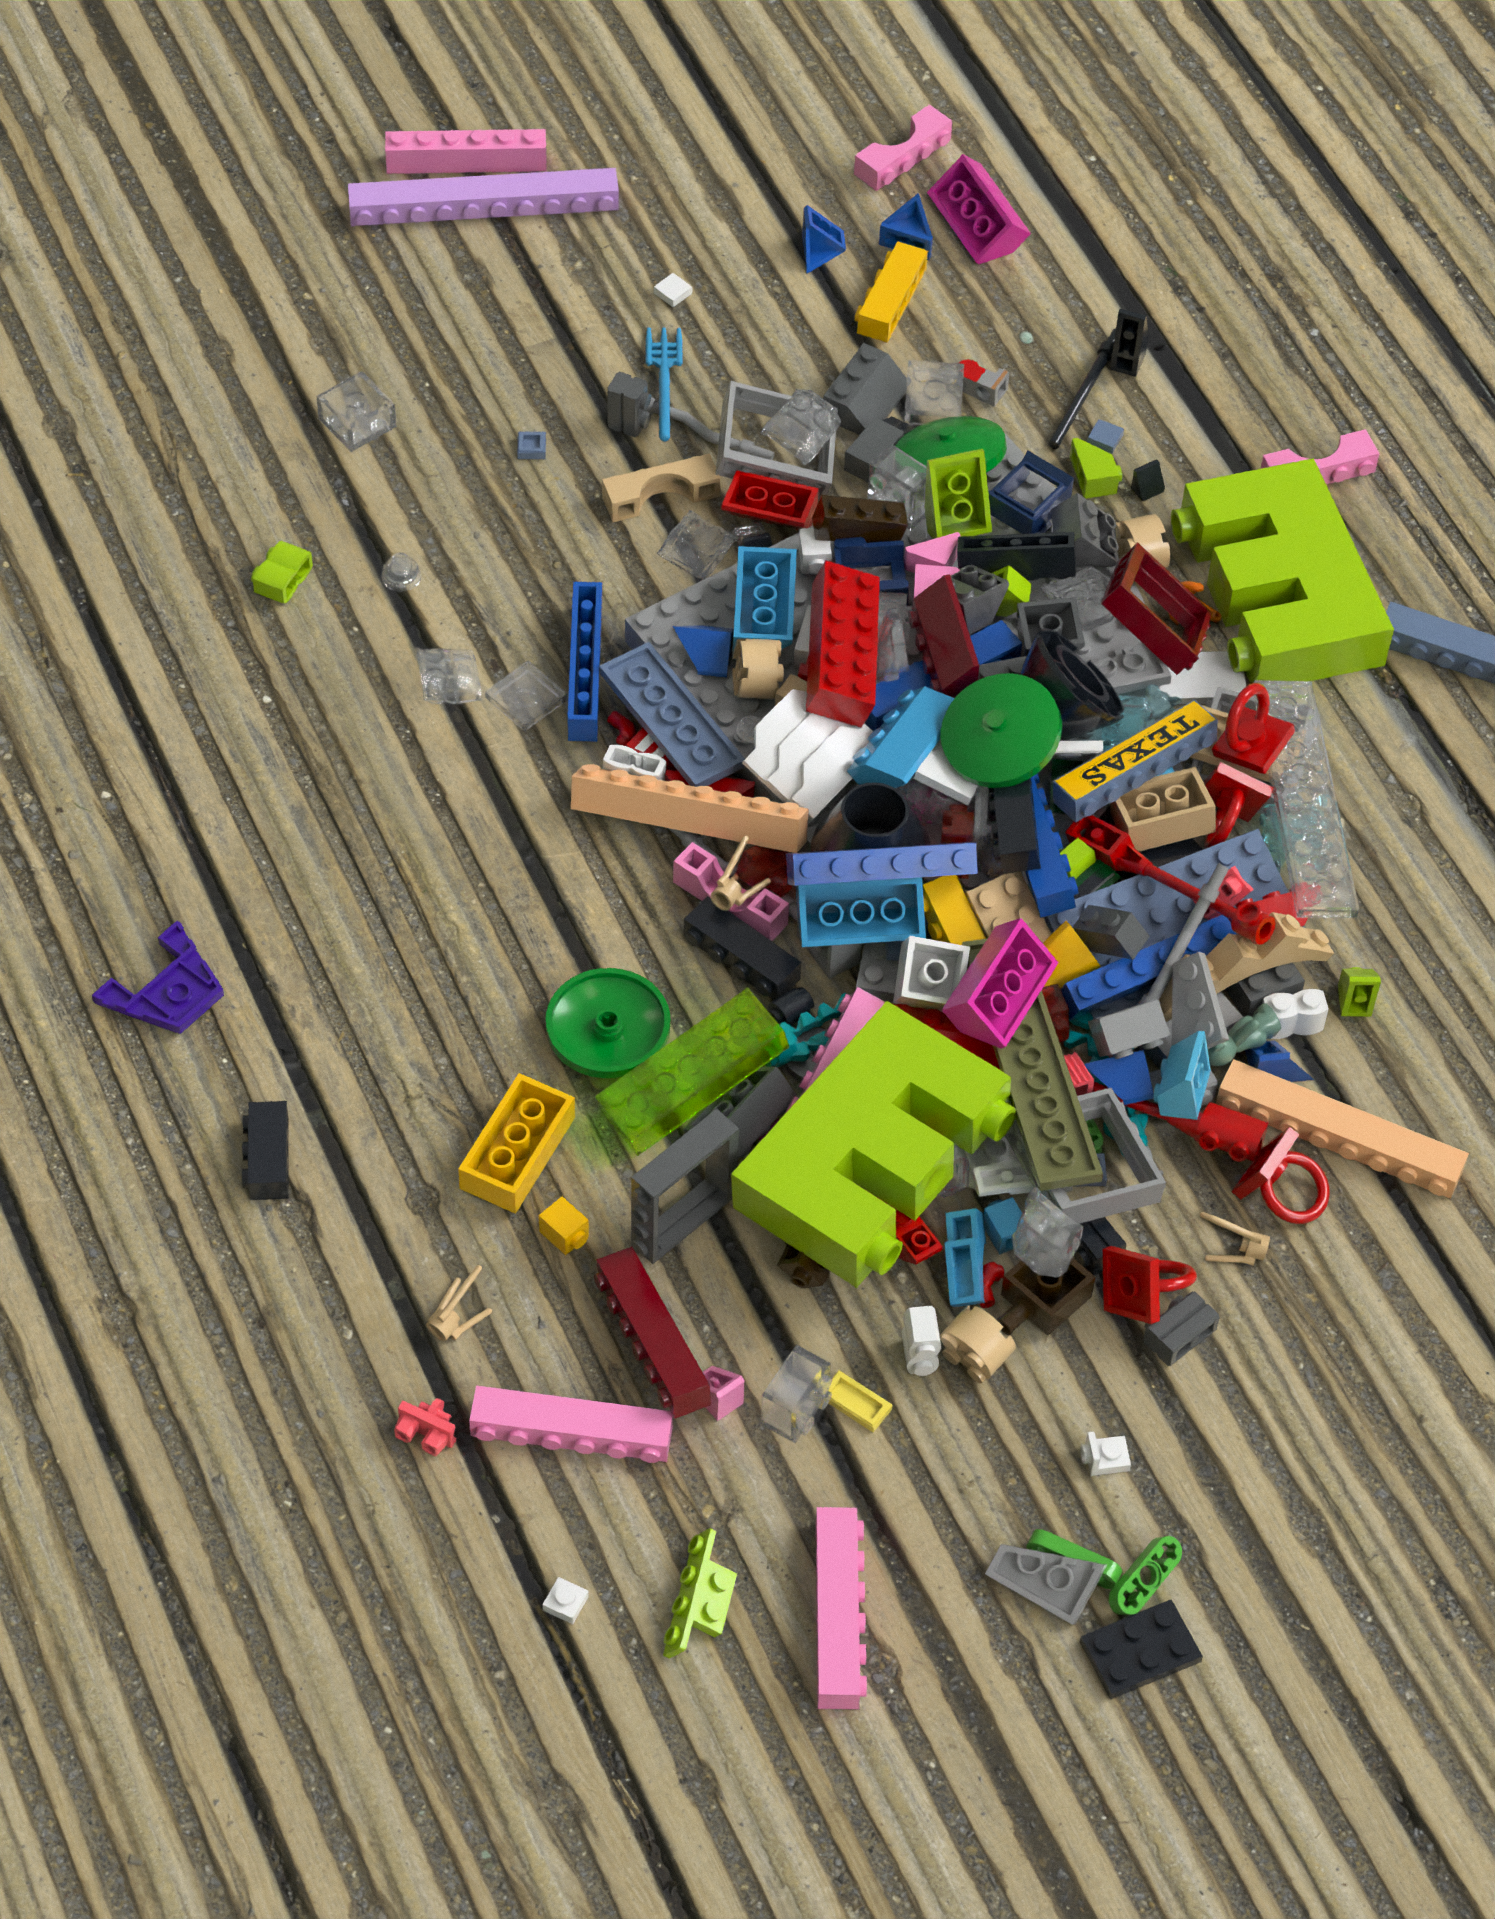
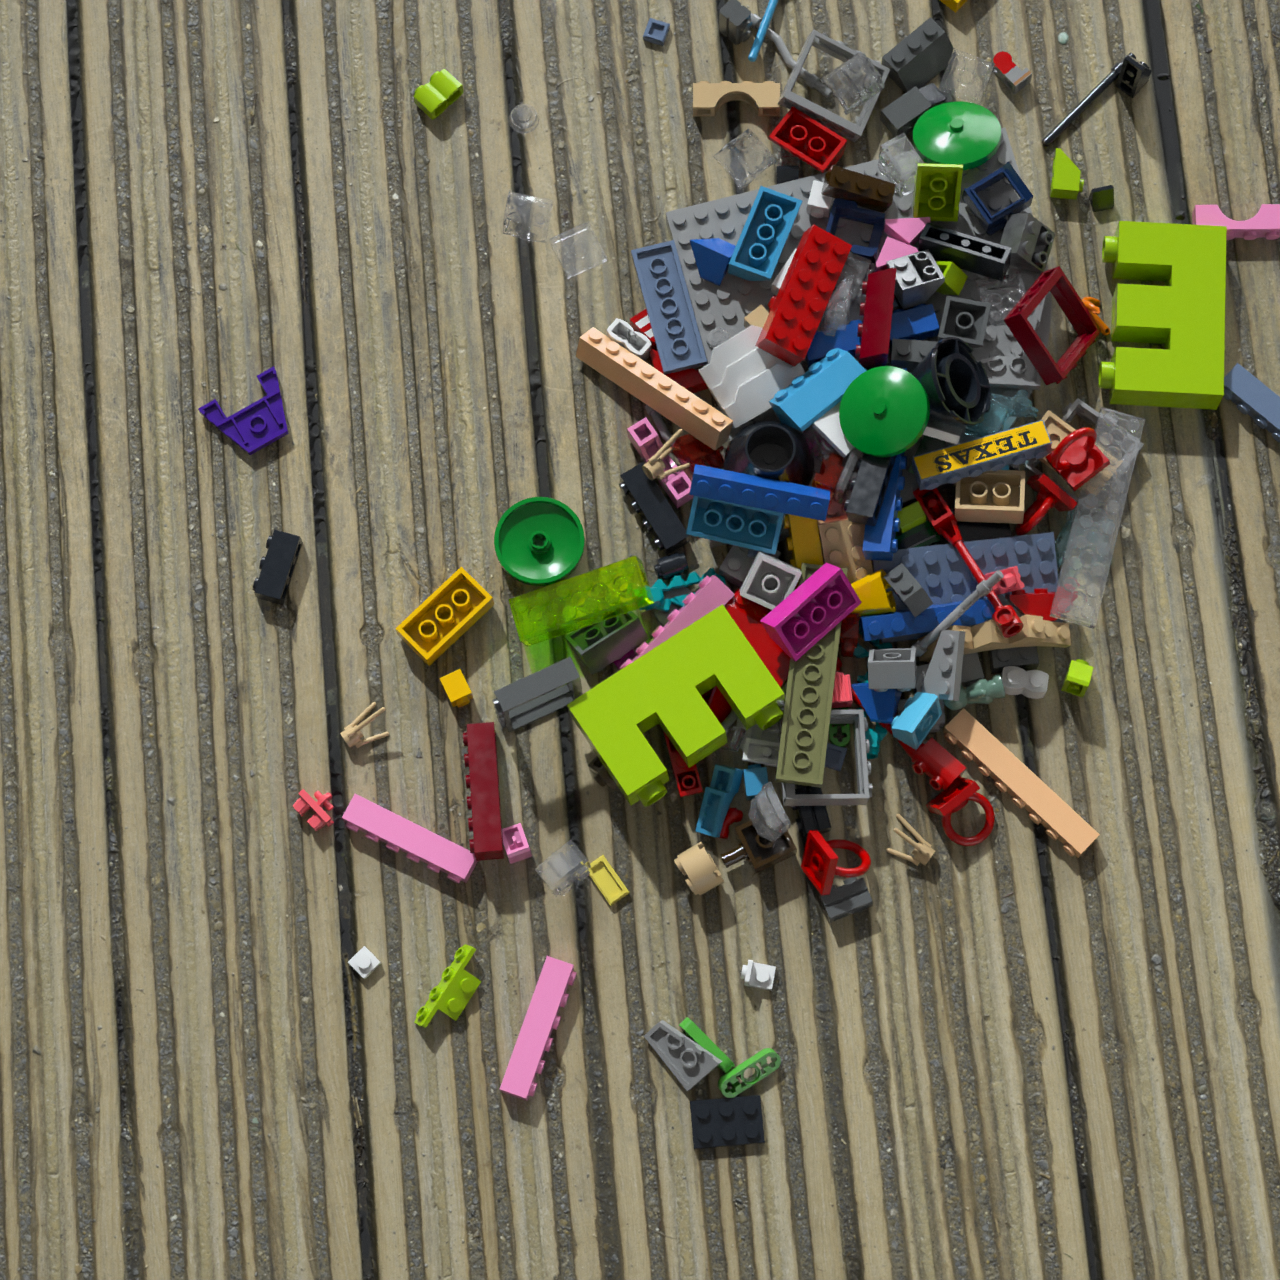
camera: 25 degrees right, 20 degrees up
(585, 662) = (626, 237): blue brick -> none
(625, 726) = (638, 302): red arm -> none
(757, 668) = (738, 292): tan brick -> none
(921, 1340) = (662, 856): white brick -> none
(1105, 436) = (1086, 147): sand blue tile -> none
(1145, 531) = (1071, 256): tan brick -> none
(1203, 678) = (1080, 384): white tile -> none
(1276, 1061) = (997, 716): blue slope -> none

